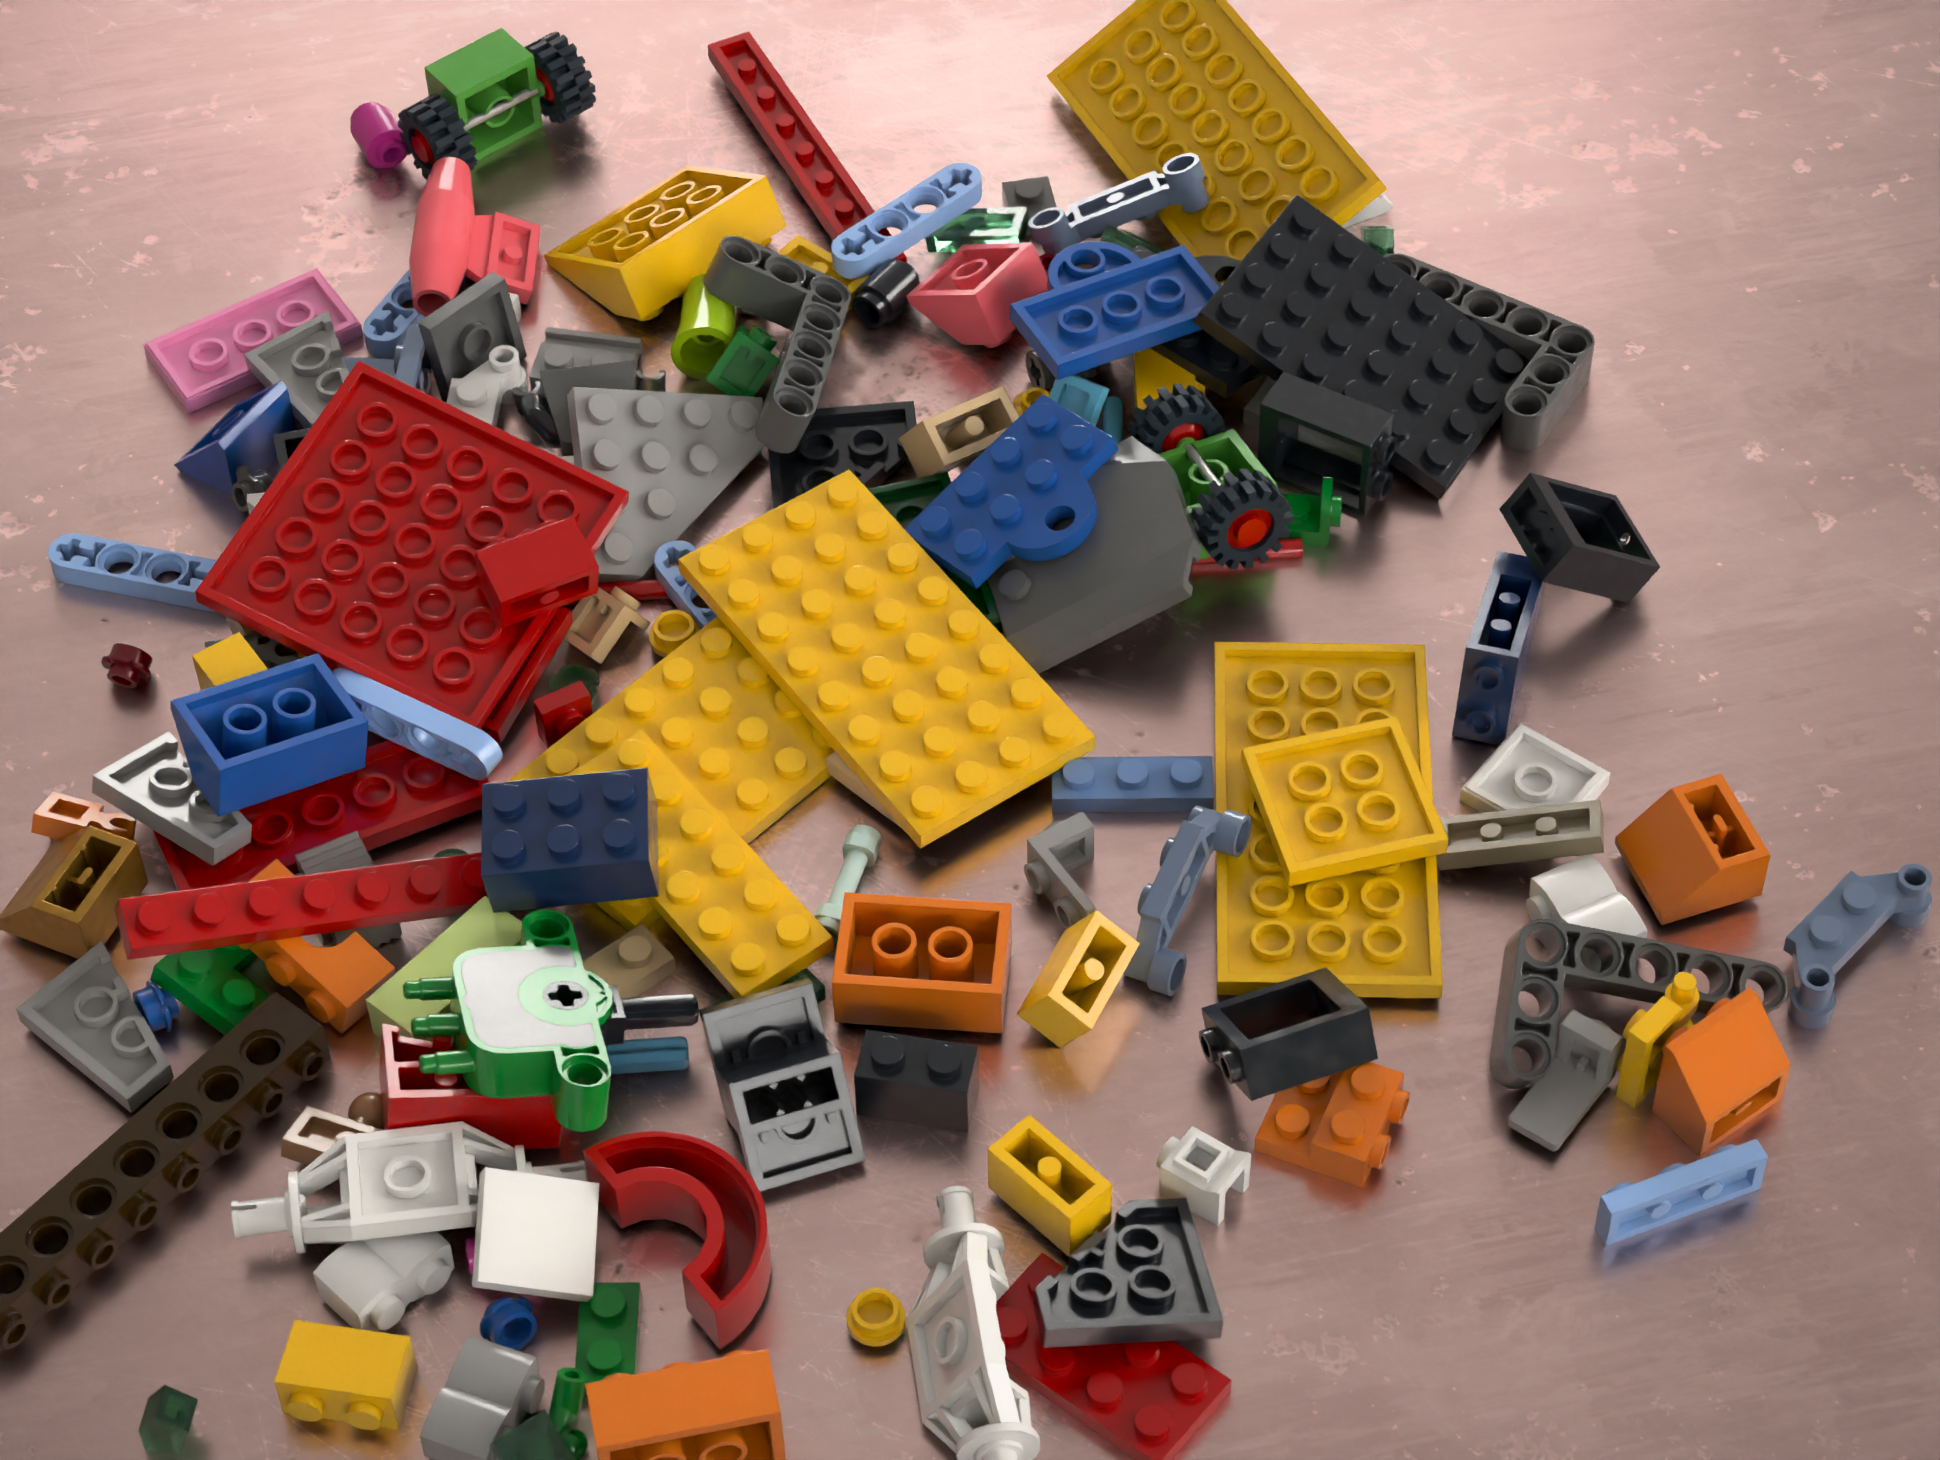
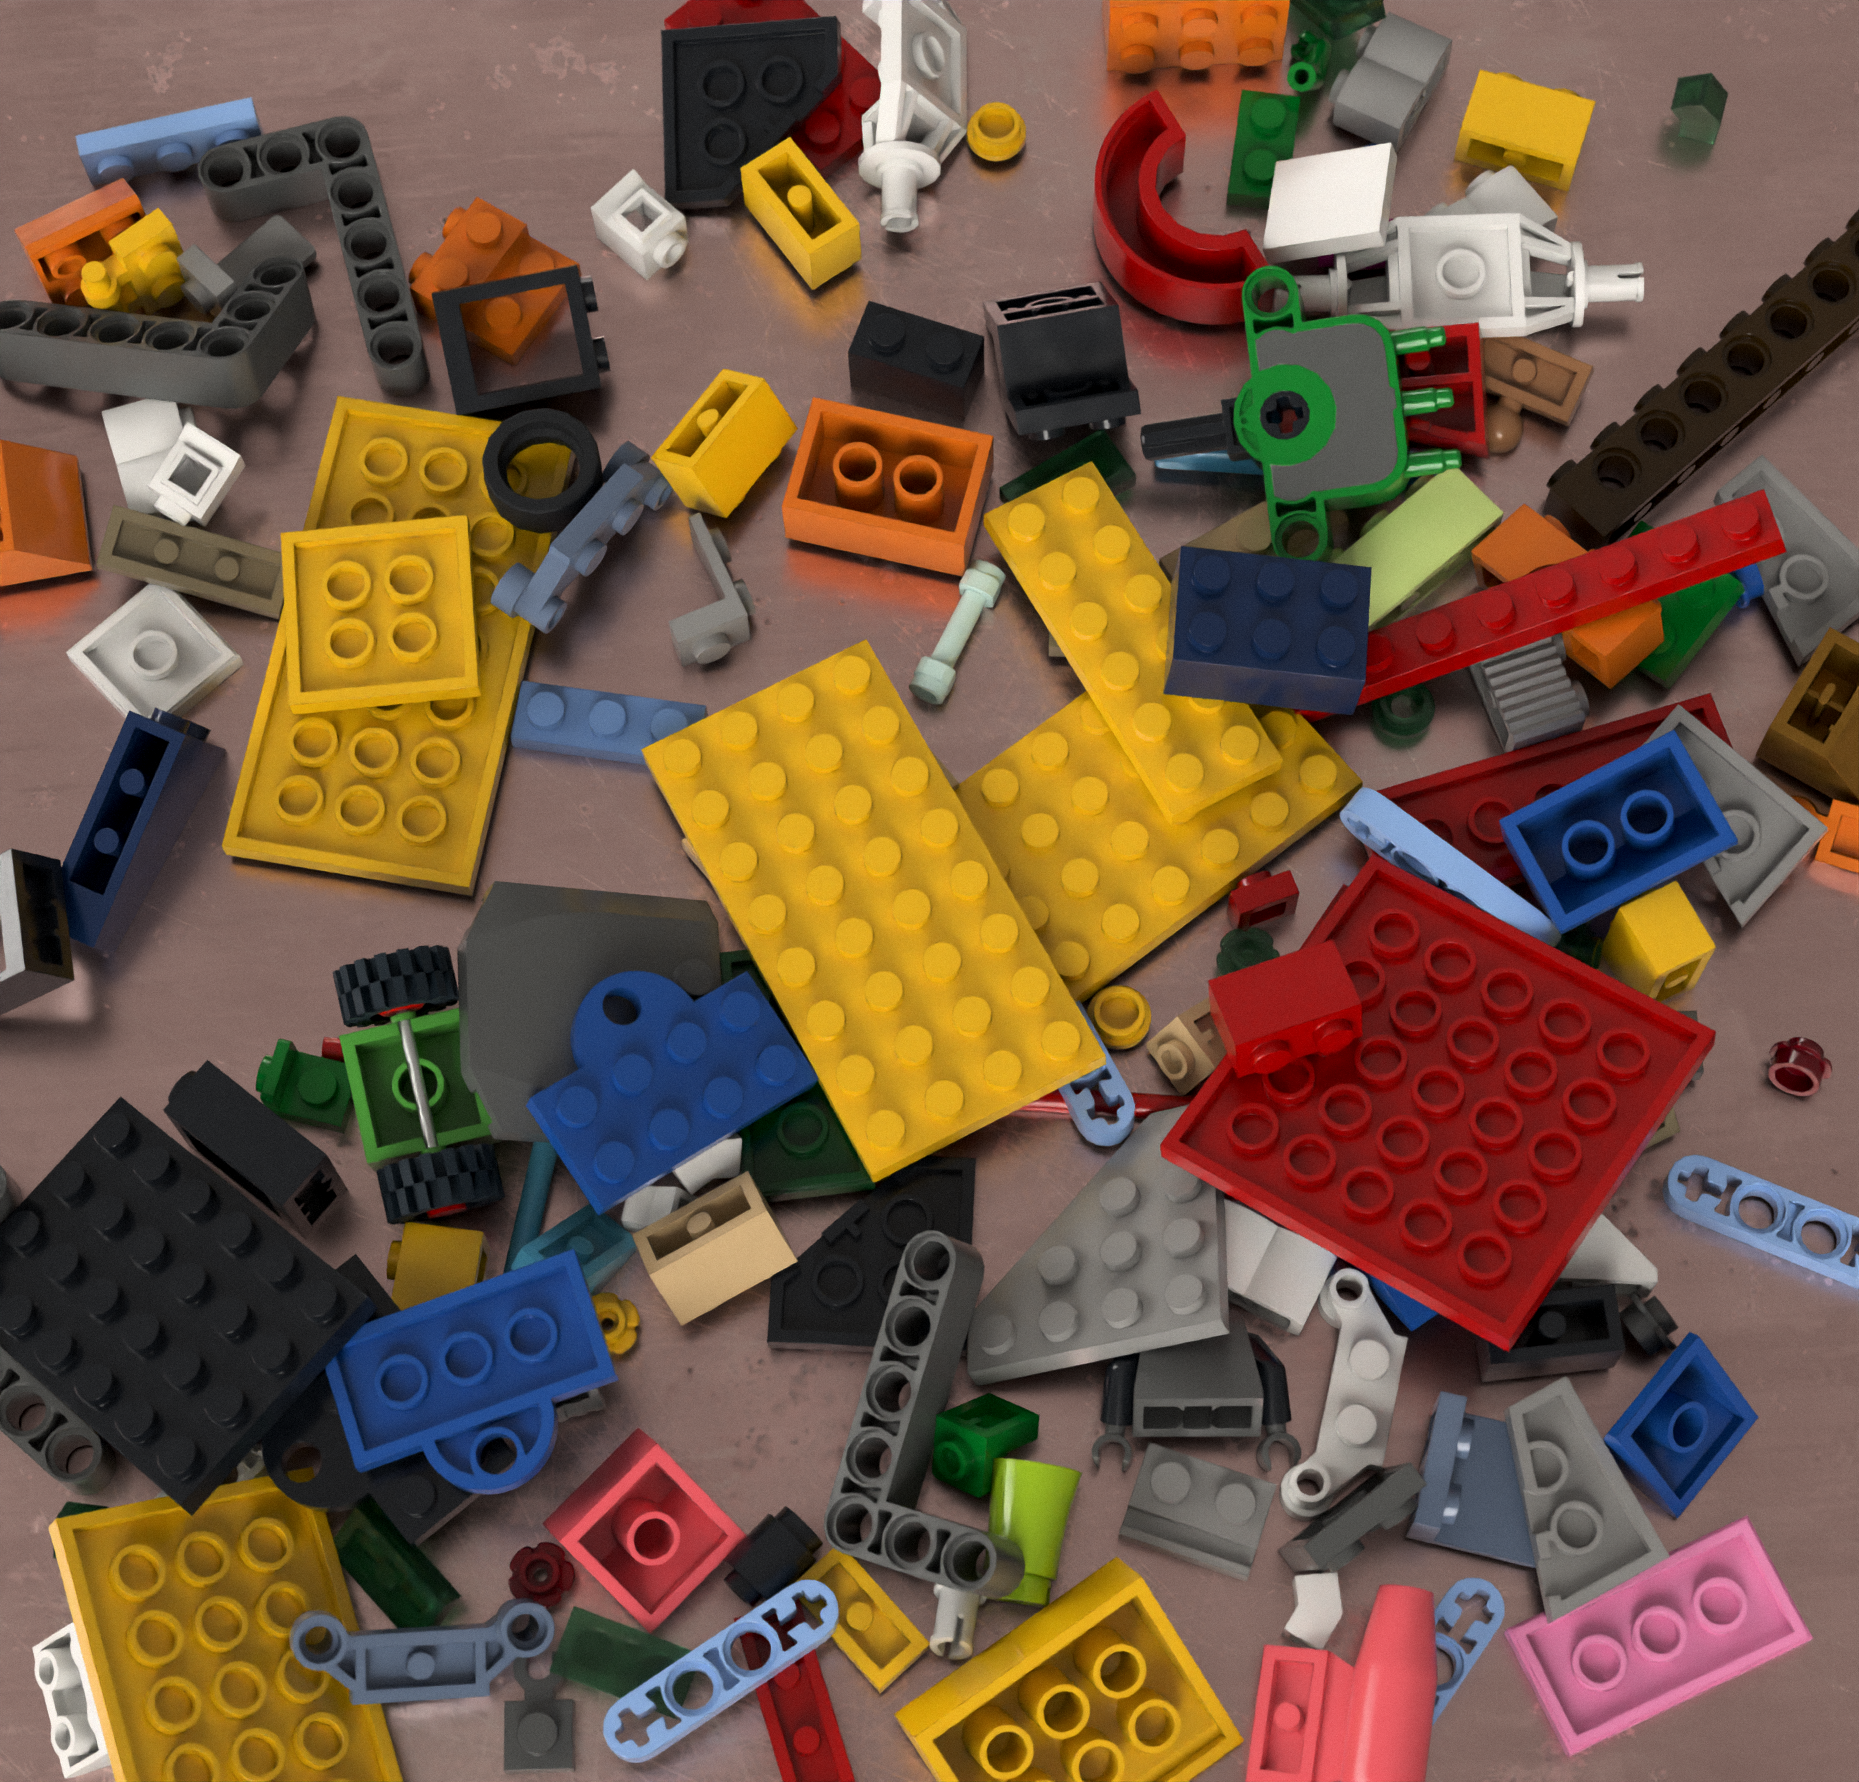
camera: 170 degrees left, 20 degrees up
(1230, 960) = (534, 428): none -> black tyre
(1477, 1132) = (360, 231): none -> dark grey beam
(1537, 849) = (195, 477): none -> white window

